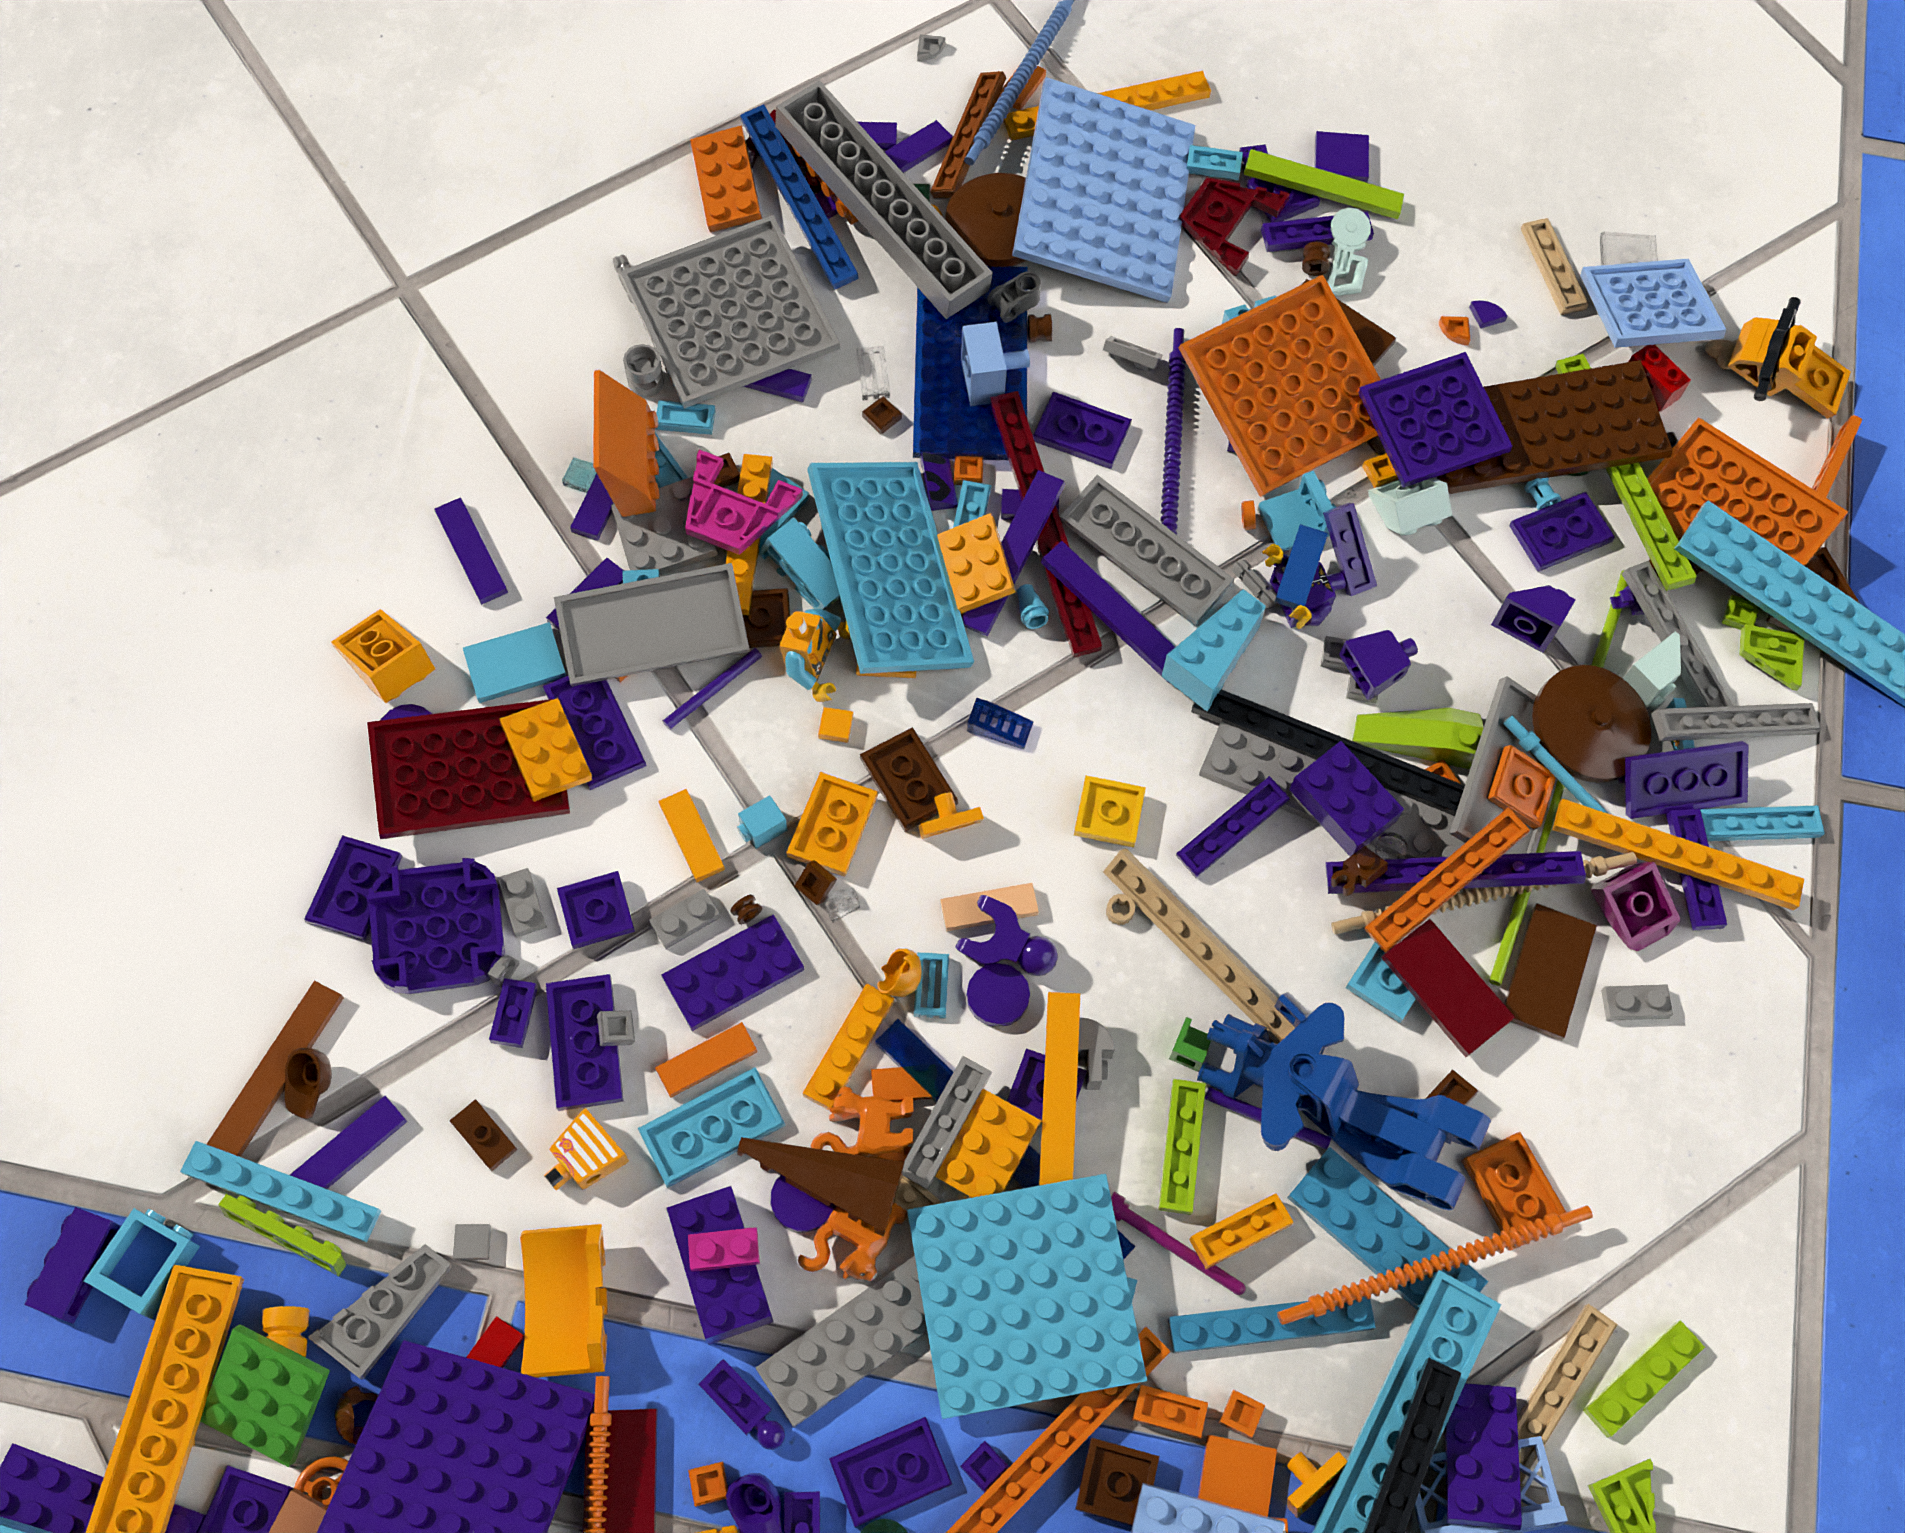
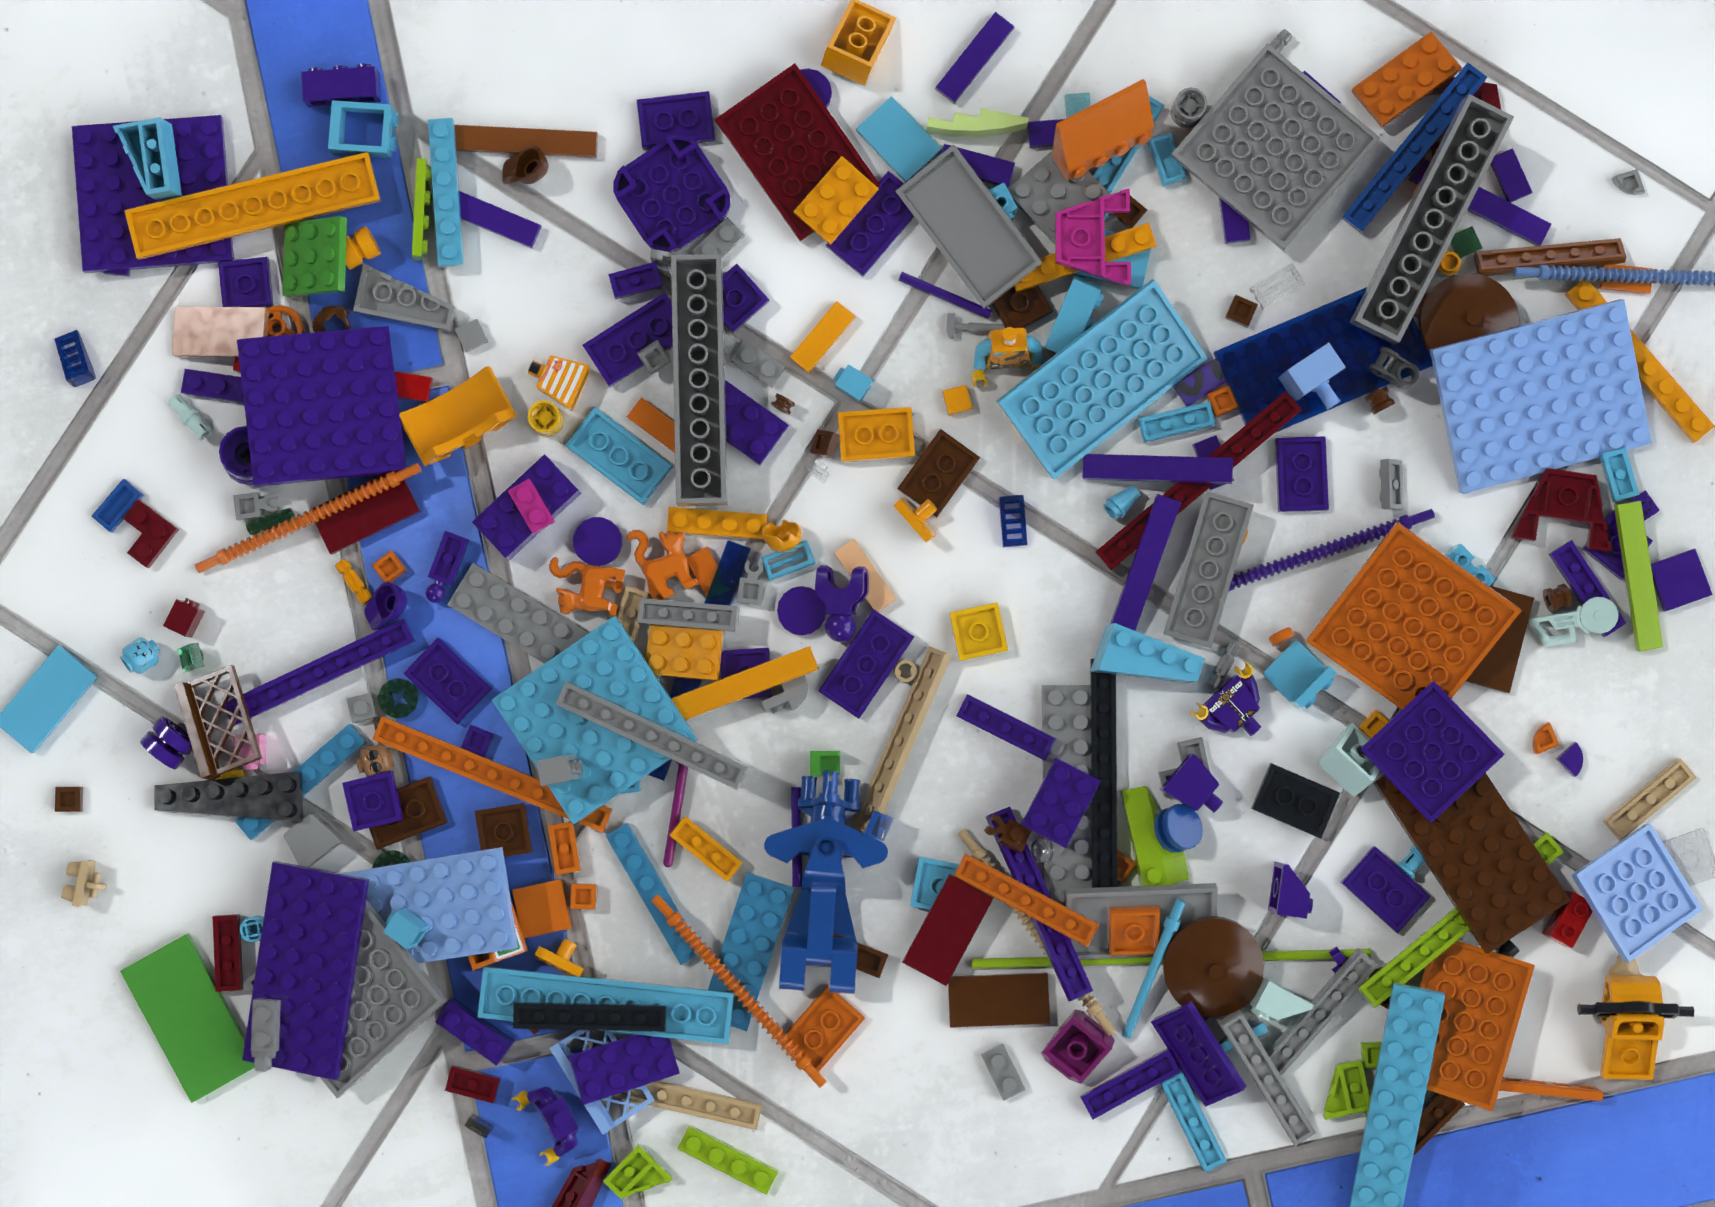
camera: 65 degrees right, 20 degrees up
(483, 1135) = (544, 305): reddish brown plate -> none
(547, 568) = (987, 124): none -> yellowish green slope
(622, 1191) = (545, 418): none -> yellow wheel
(673, 982) = (699, 380): none -> light grey brick
(762, 676) = (970, 327): none -> light grey piece
(850, 1181) = (616, 570): reddish brown wedge -> none
(945, 1040) = (751, 588): none -> light grey plate
(976, 563) = (1135, 444): light orange plate -> none
(1075, 1356) = (559, 769): none -> light grey brick
(1076, 1223) = (652, 735): none -> light grey plate
(1093, 948) = (866, 663): none -> dark purple tile
(1182, 1147) = (753, 784): lime plate -> none
(1301, 567) = (1245, 695): blue tile -> none
(1350, 548) = (1280, 727): plate -> none
(1421, 696) = (1178, 828): none -> blue head
(1432, 574) = (1295, 800): none -> black plate
(1679, 854) = (1131, 1065): light orange plate -> none

